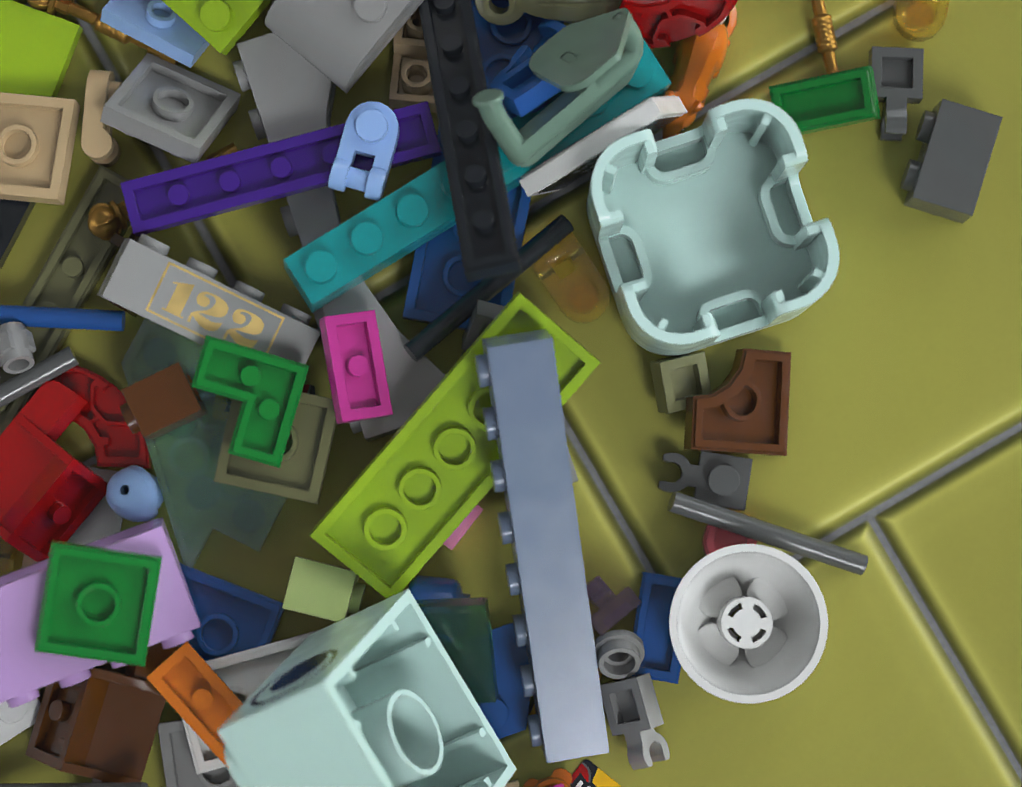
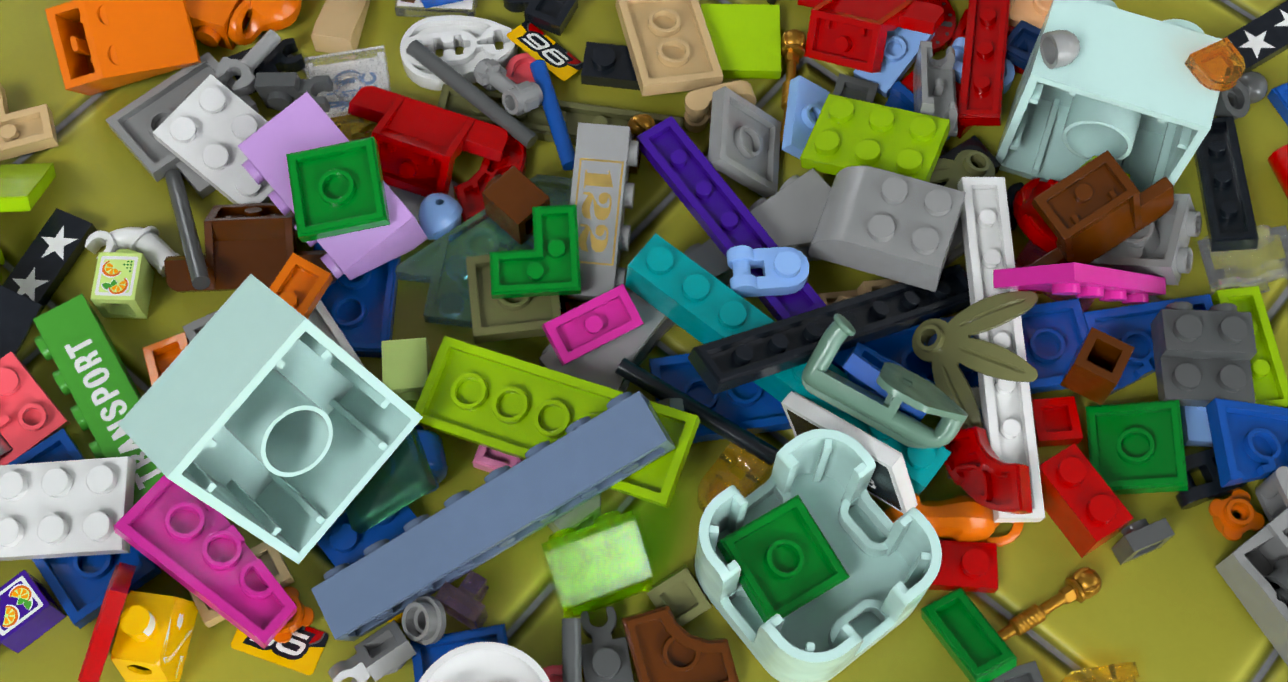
camera: 70 degrees right, 20 degrees down
(624, 454) = (597, 563): none -> clear neon green slope
(696, 261) = (783, 559): none -> green tile
(745, 71) = (967, 566): none -> red plate

